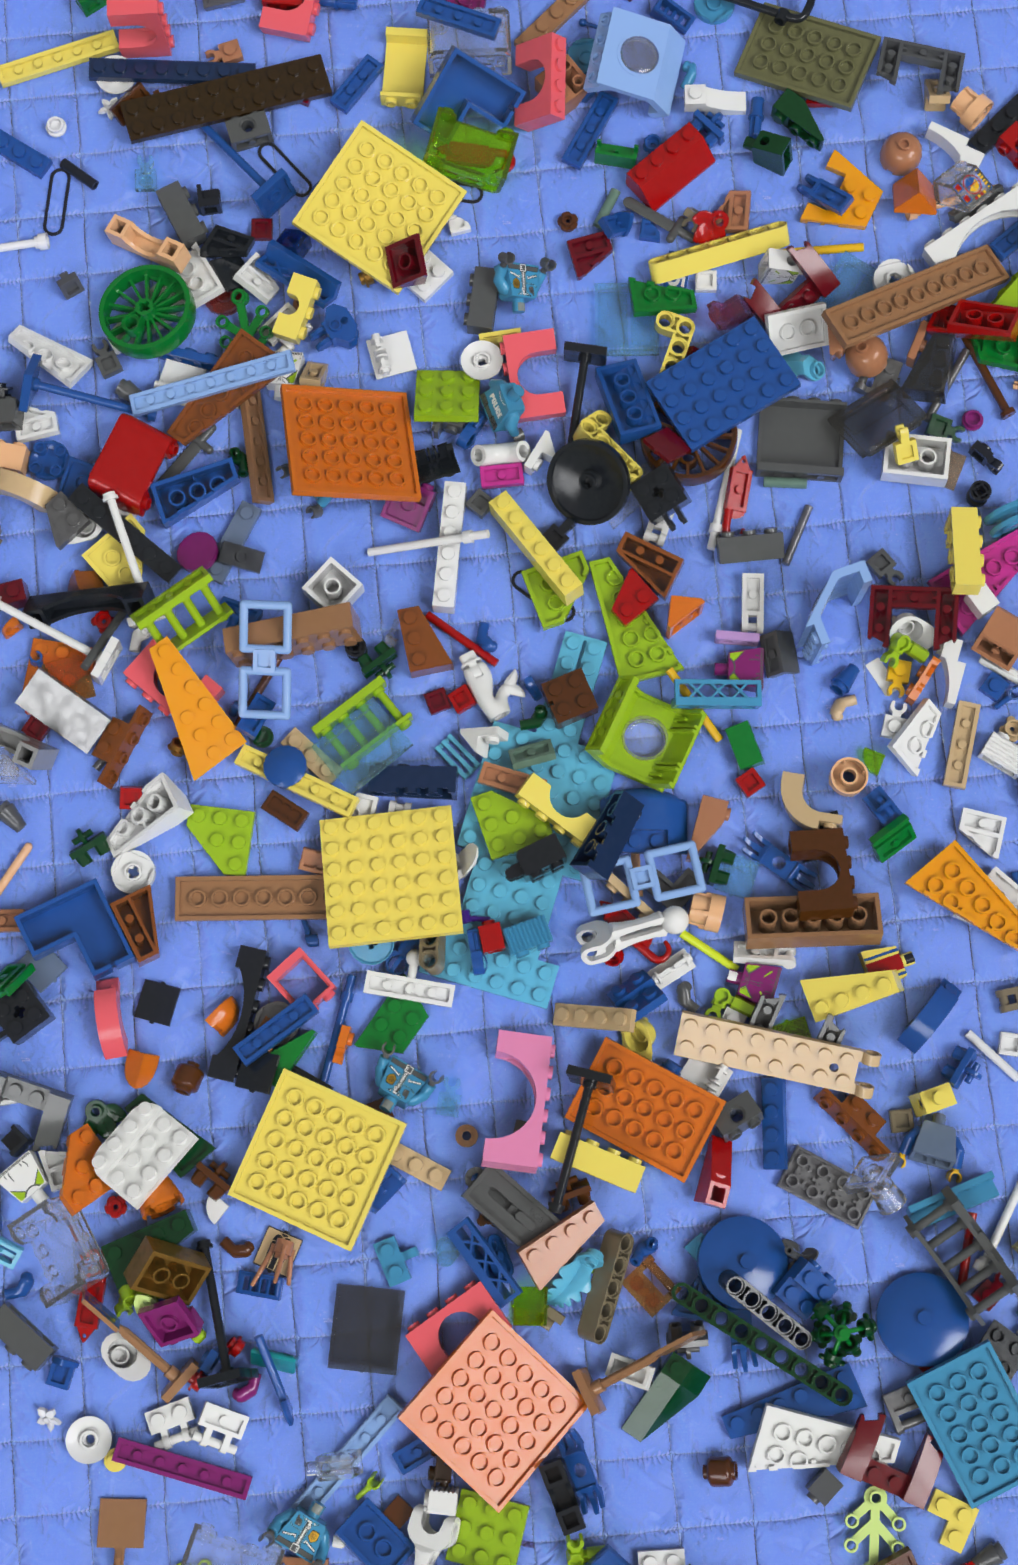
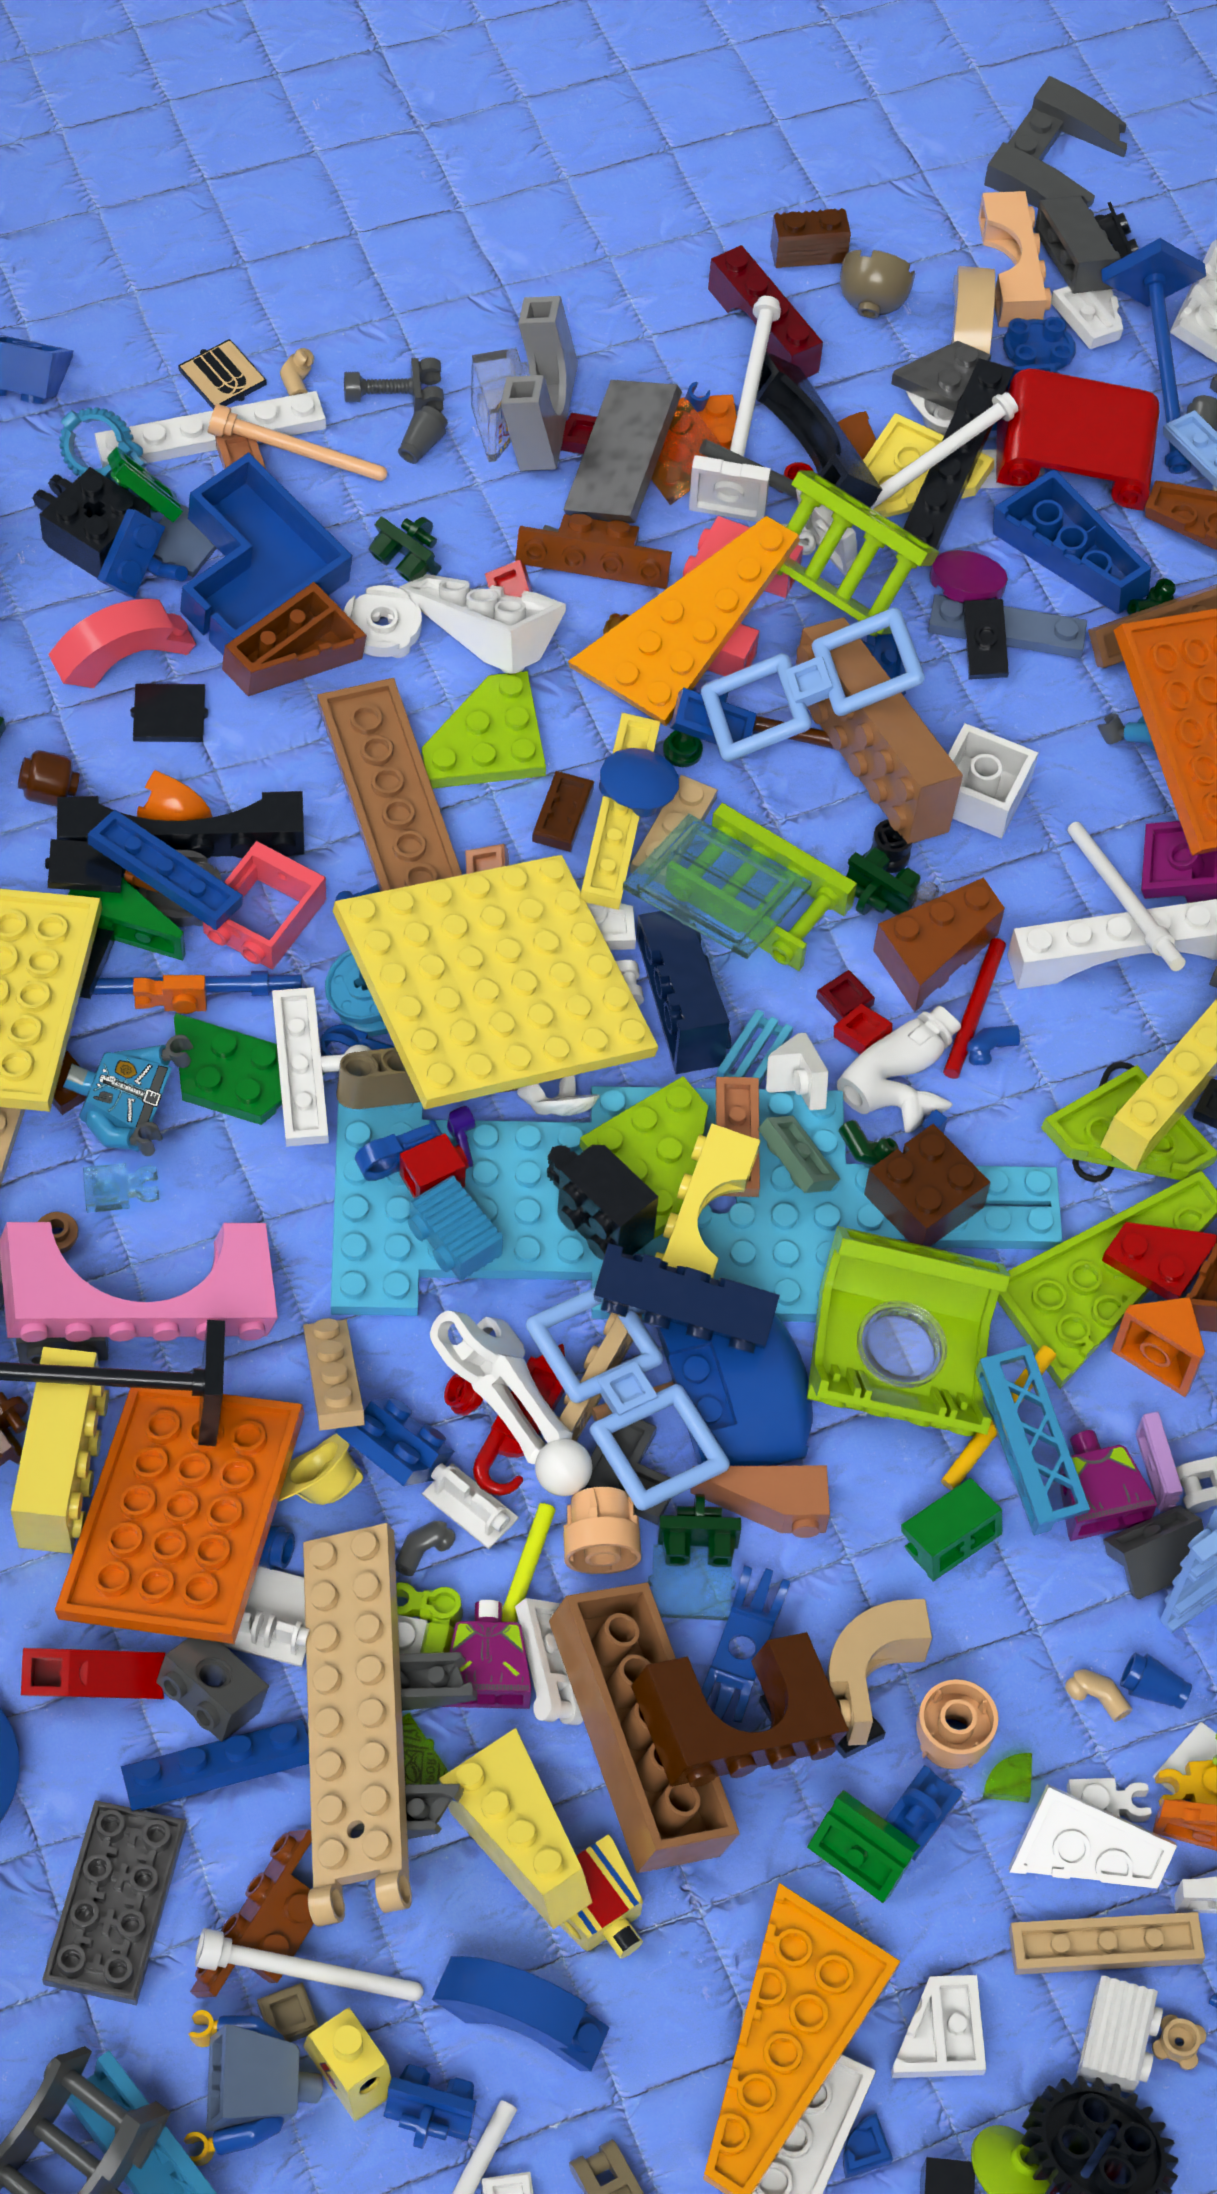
camera: 65 degrees right, 20 degrees down
(11, 628) = (735, 362): orange tile -> none
(52, 997) = (133, 555): none -> blue plate
(140, 1068) = (48, 711): orange brick -> none
(189, 453) = (1159, 540): dark grey sword -> none
(750, 782) = (882, 1556): red plate -> none
(873, 1176) = (141, 1983): clear plant -> none
(874, 1145) = (218, 1951): none -> white piece

